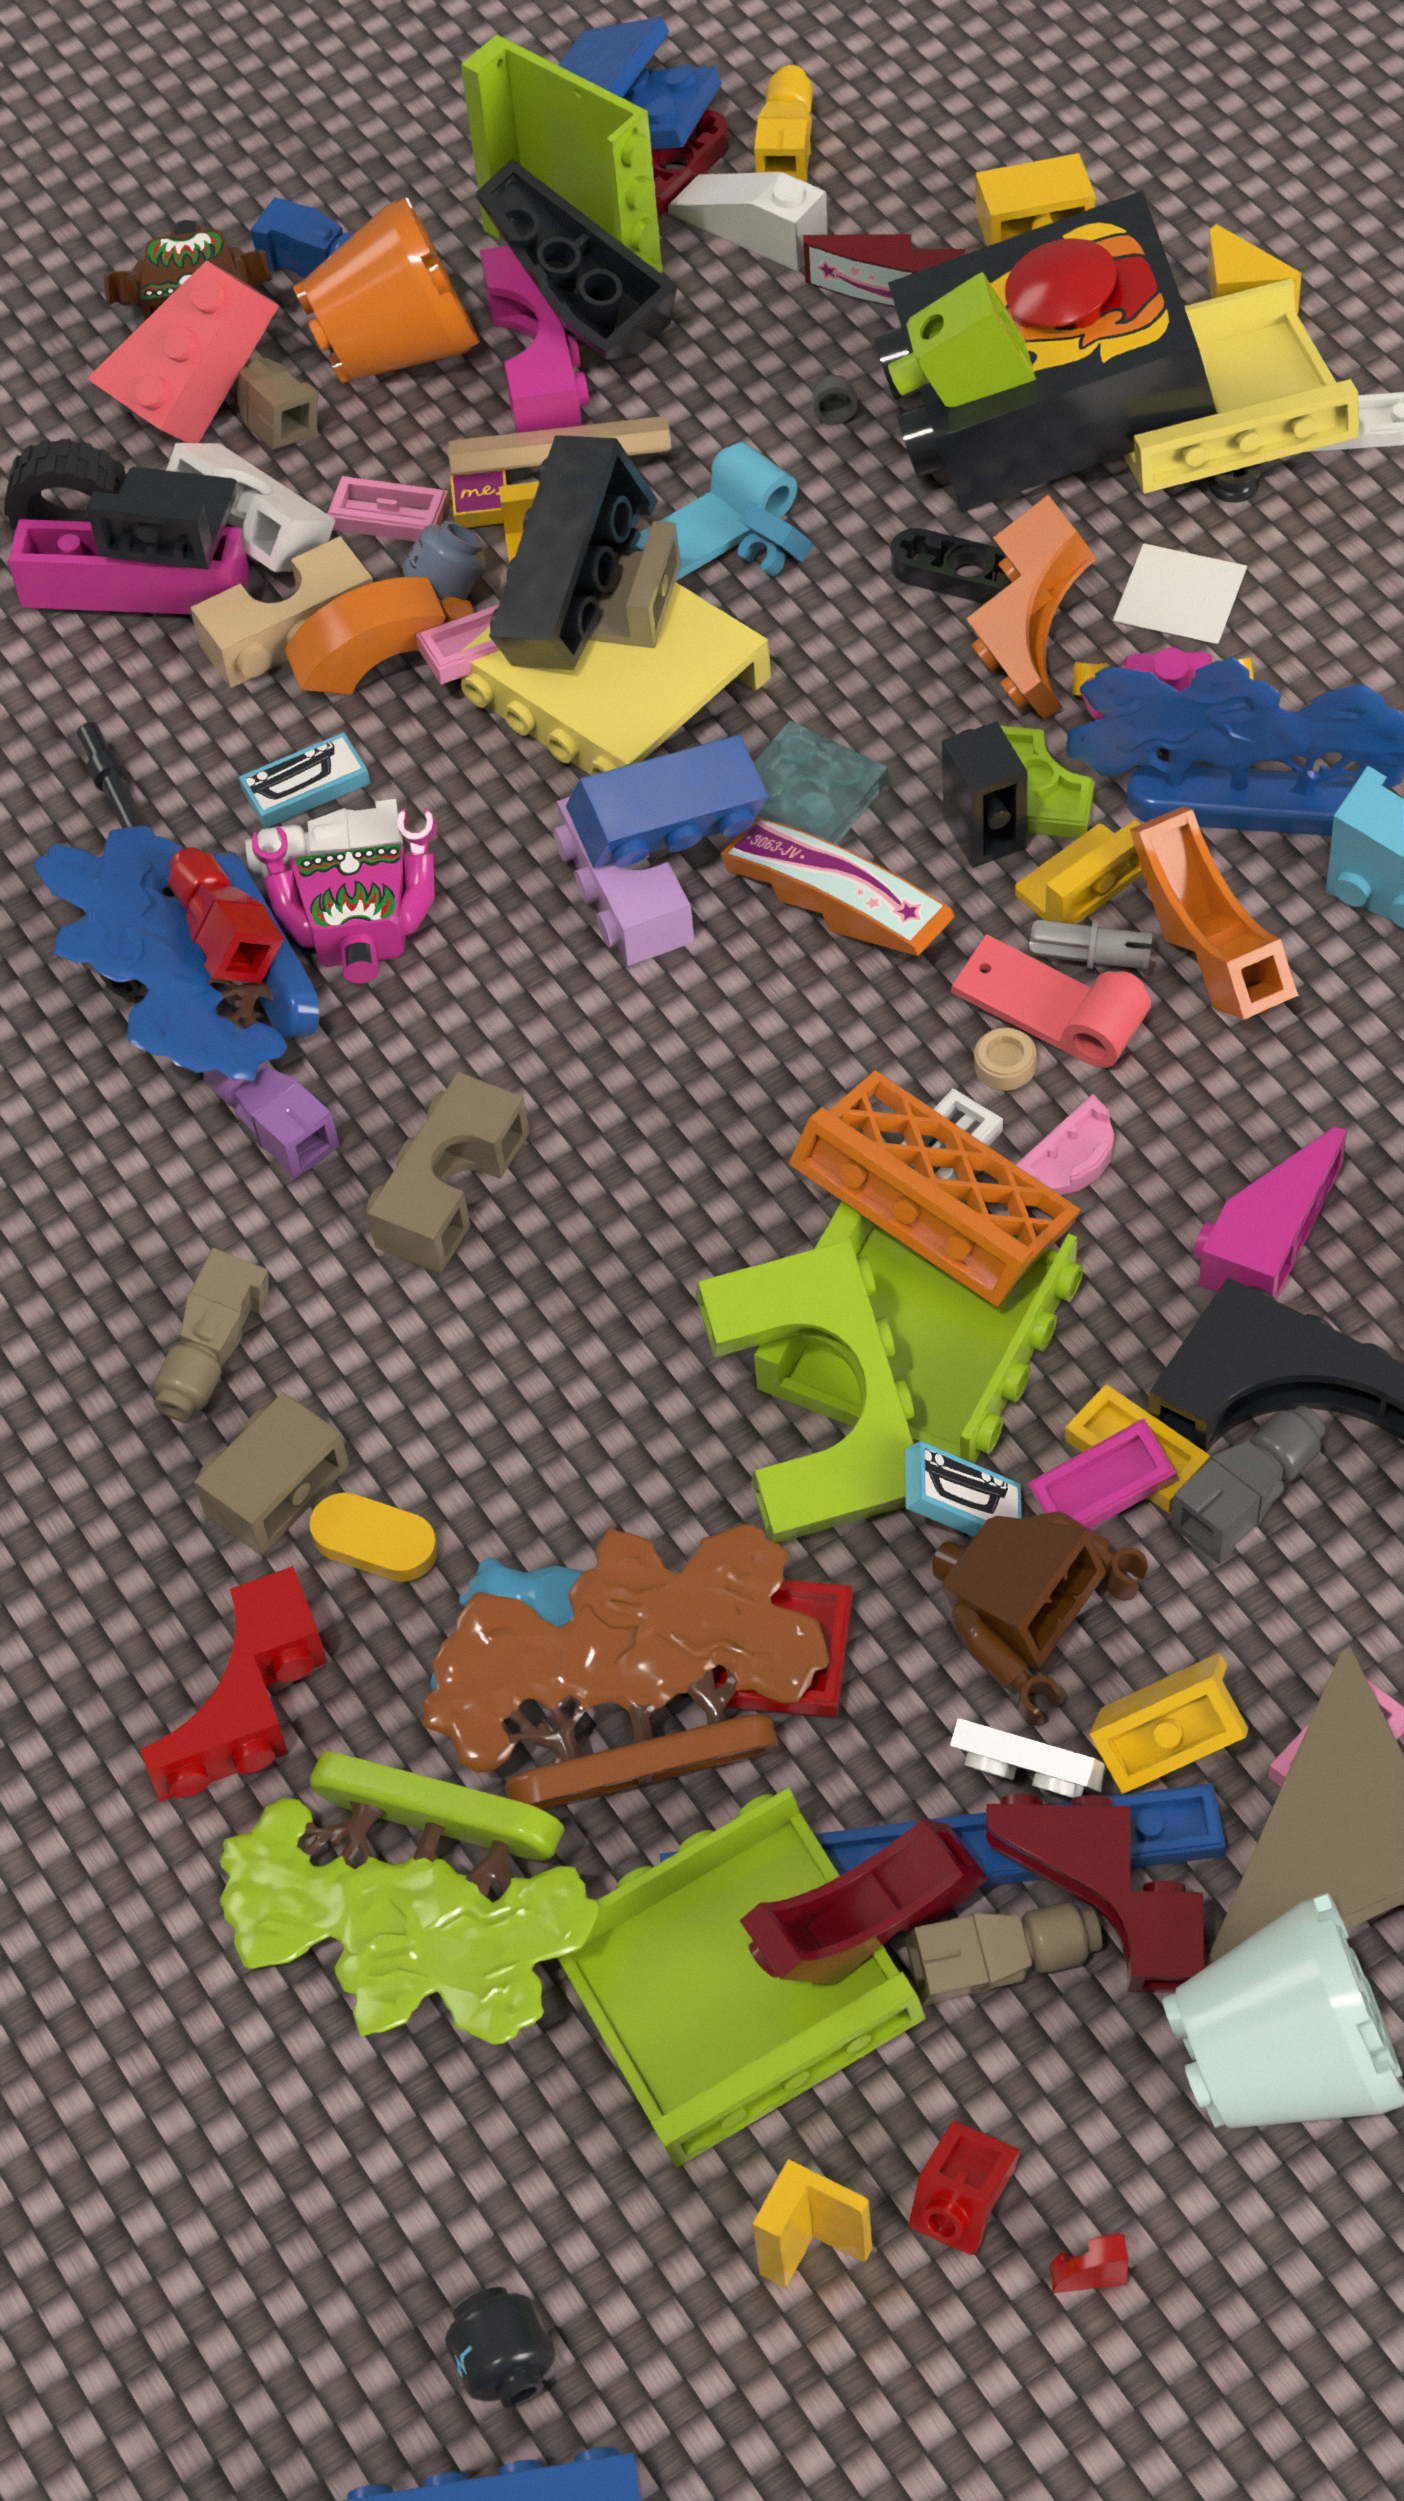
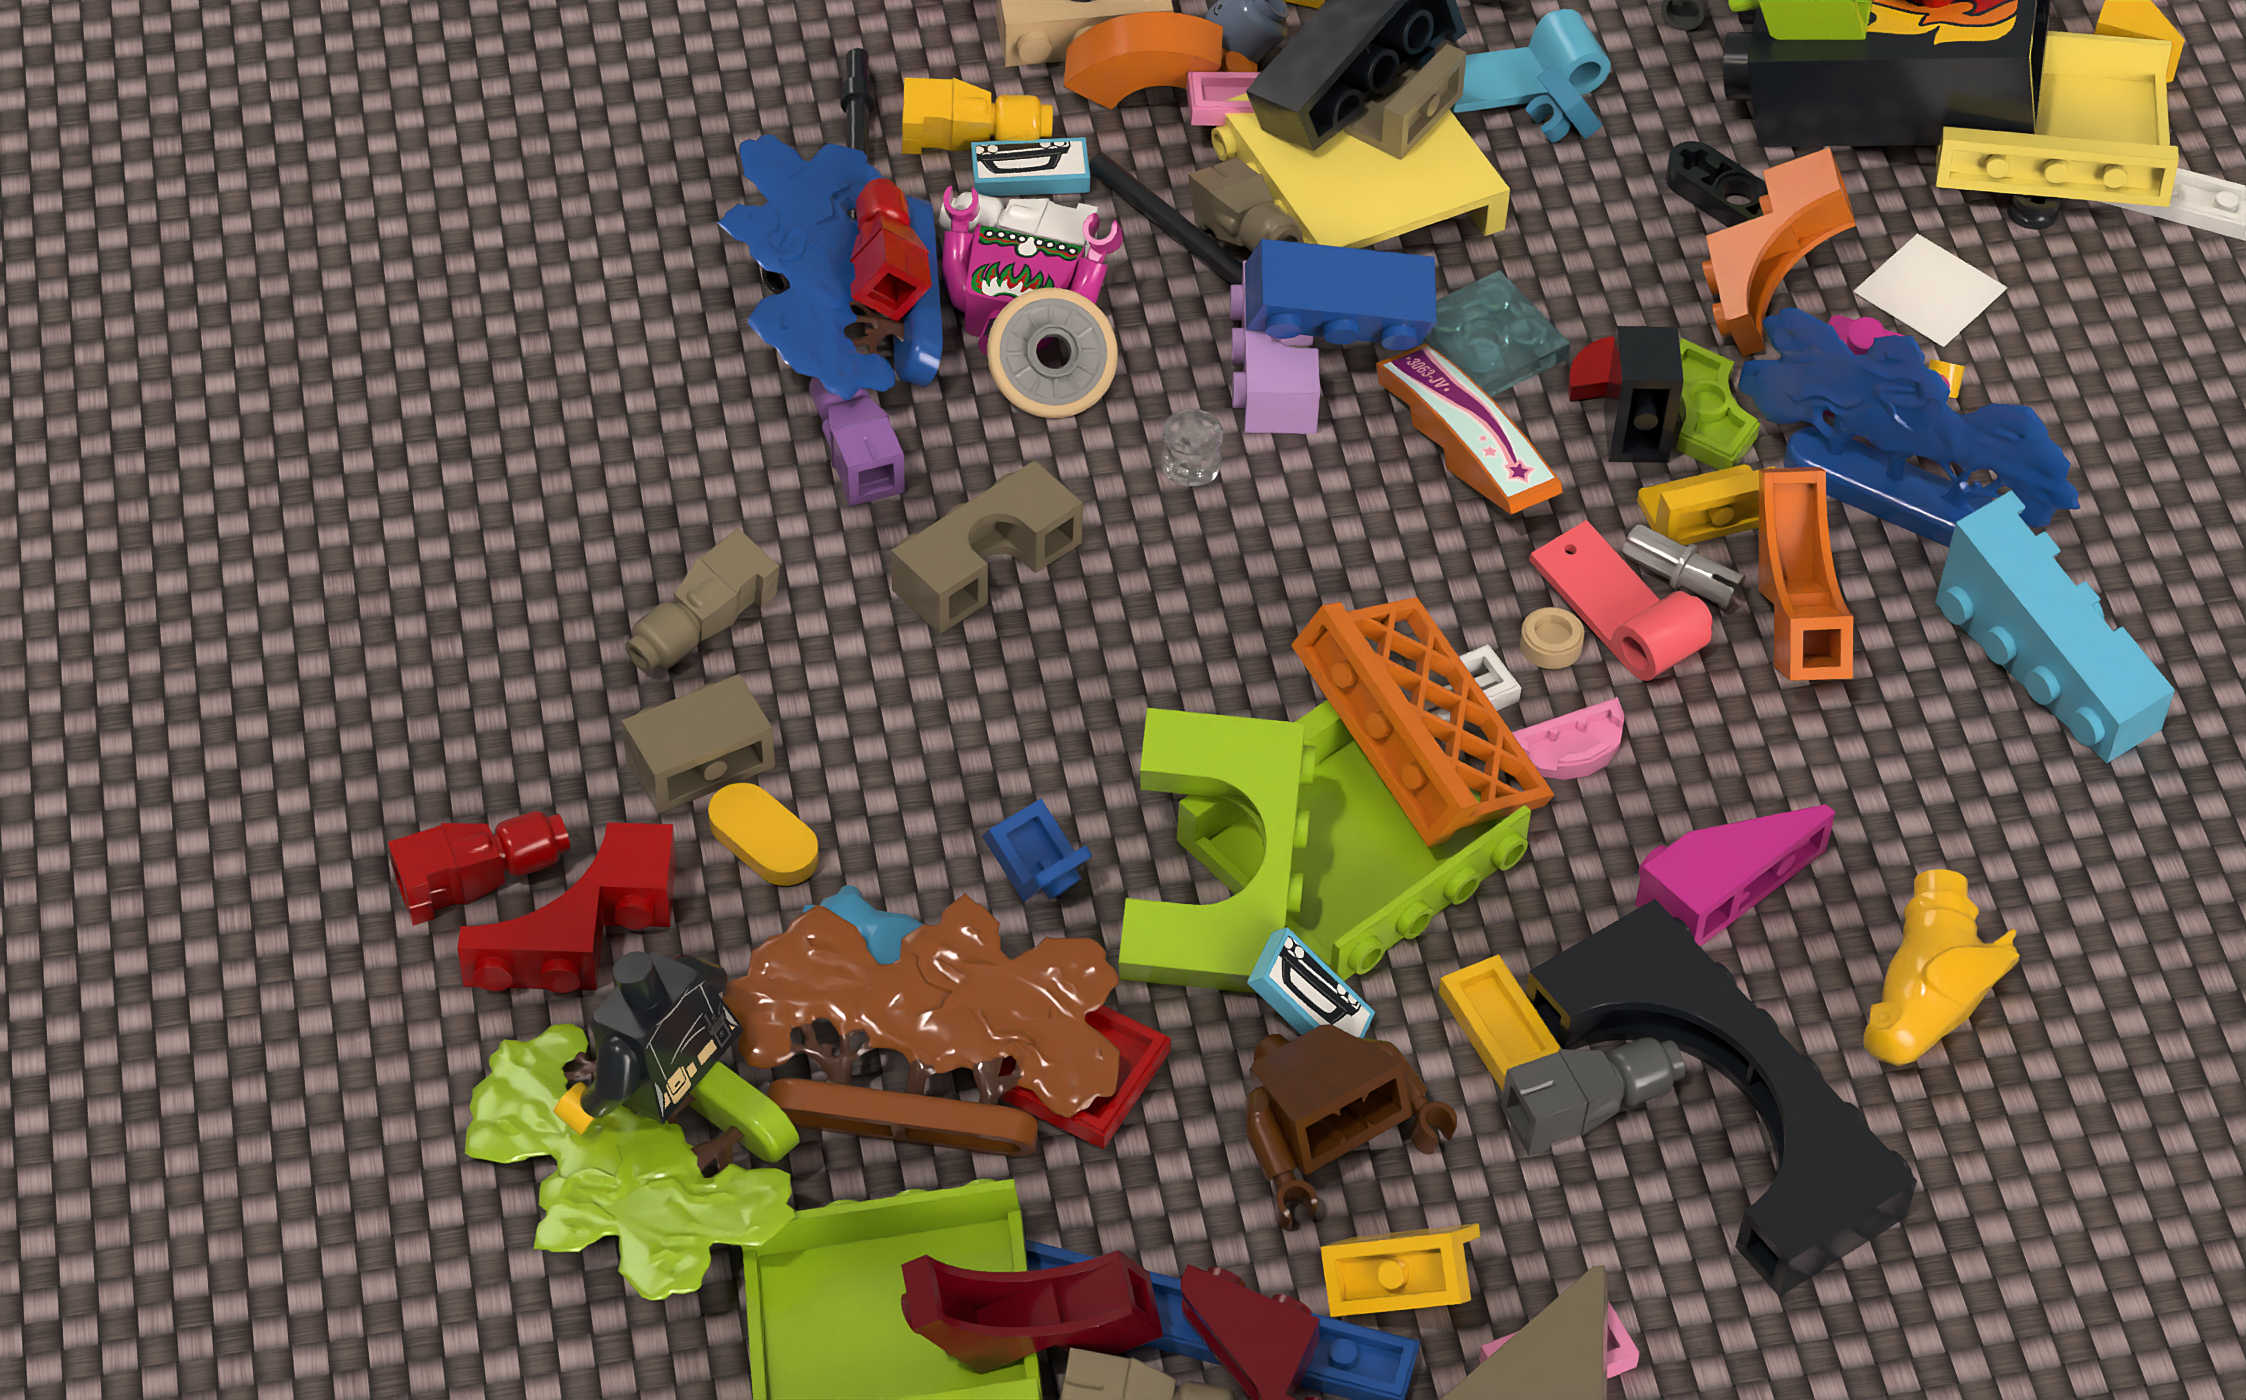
camera: 15 degrees right, 5 degrees down
(110, 1676) = (467, 861): none -> red piece
(218, 752) = (956, 113): none -> yellow piece
(388, 979) = (1042, 389): none -> light grey wheel
(390, 1792) = (653, 1038): none -> black torso
(460, 784) = (1167, 218): none -> black bar
(530, 751) = (1239, 206): none -> dark tan piece
(599, 987) = (1192, 447): none -> clear wheel
(641, 1455) = (1036, 852): none -> blue bracket
(920, 784) = (1591, 370): none -> red tile
(1003, 1752) = (1237, 1236): white plate -> none
(1106, 1477) = (1456, 1034): dark pink tile -> none

